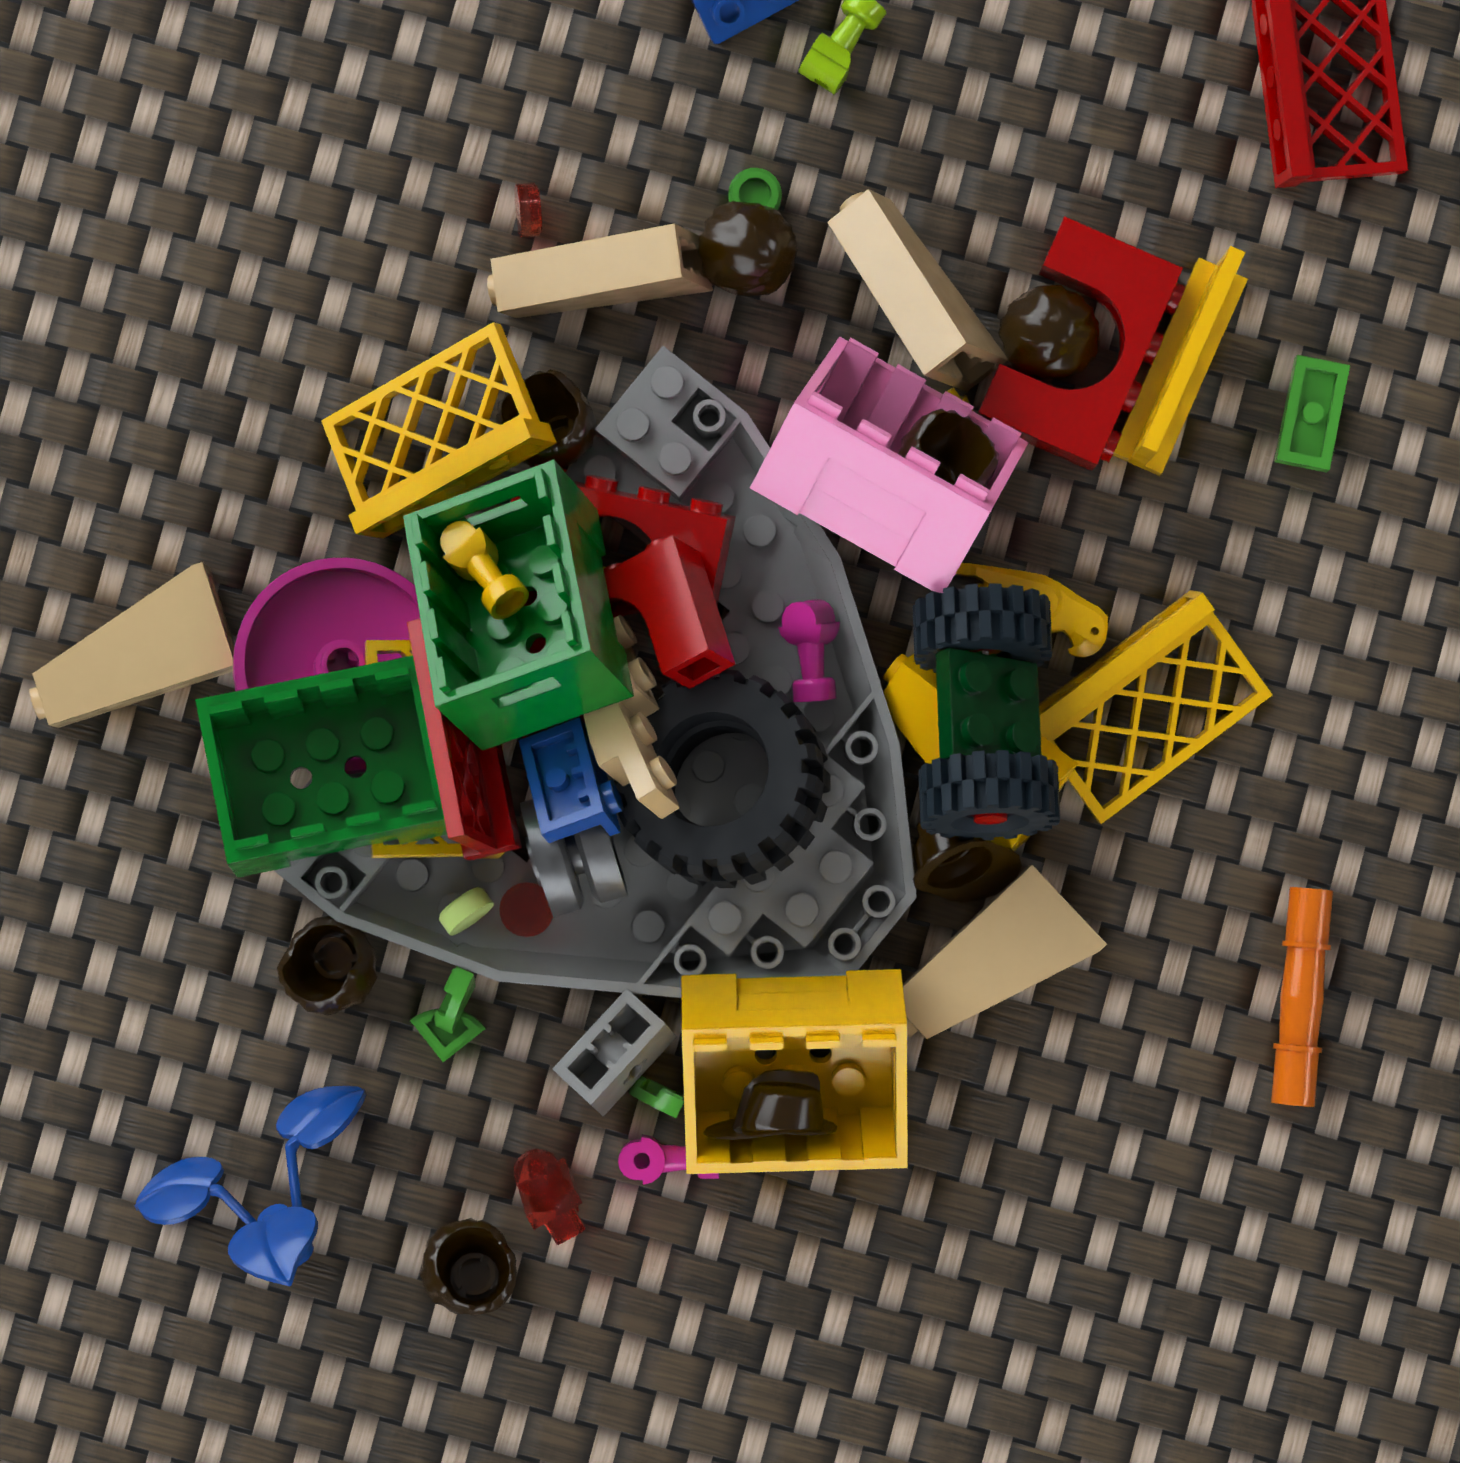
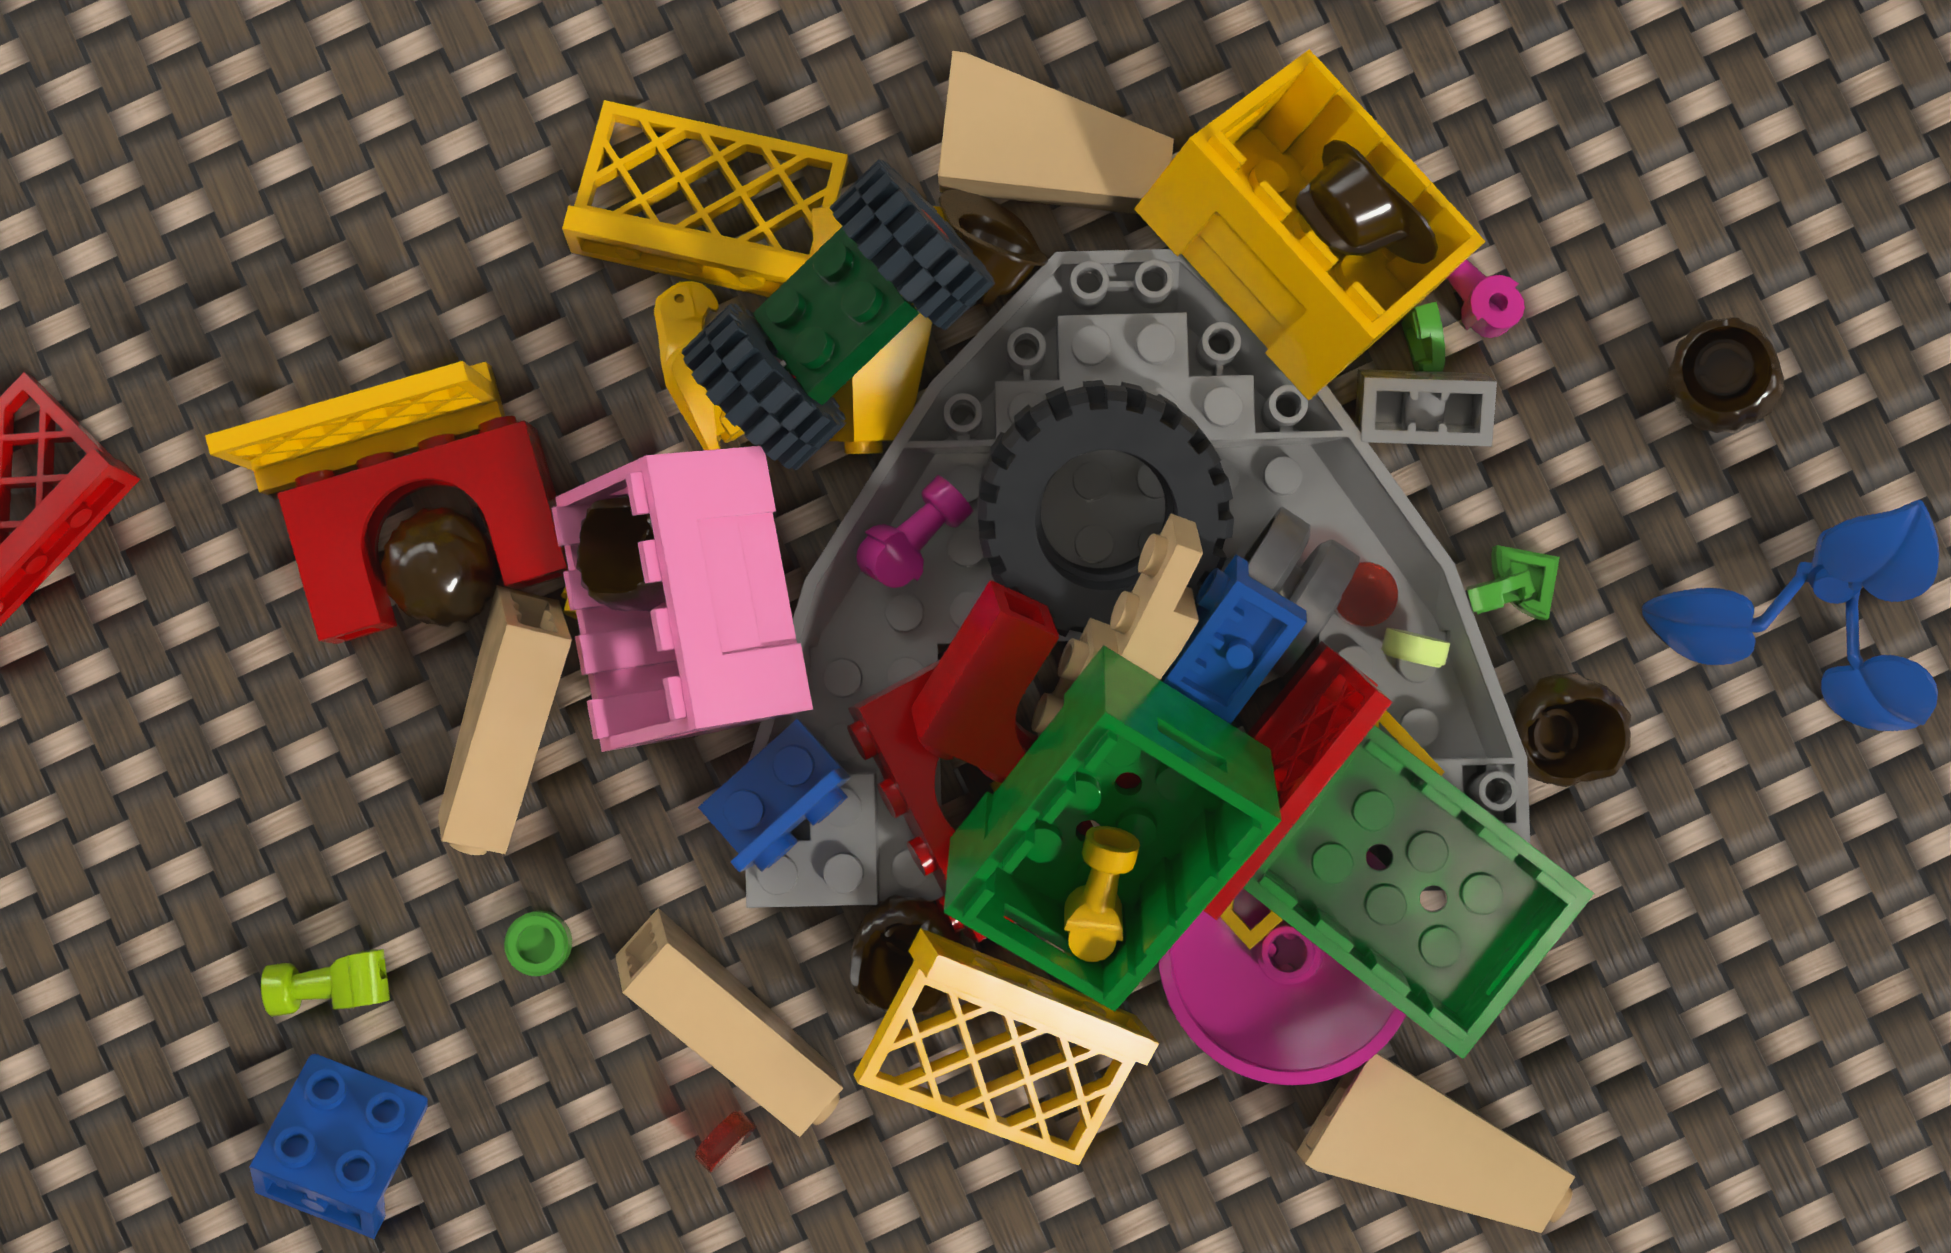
camera: 125 degrees left, 0 degrees up
(549, 1194) = (1602, 355): clear red hips -> none
(718, 421) = (774, 794): none -> blue bracket
(747, 249) = (591, 906): dark brown hair -> none
(1312, 413) = (318, 273): bright green plate -> none

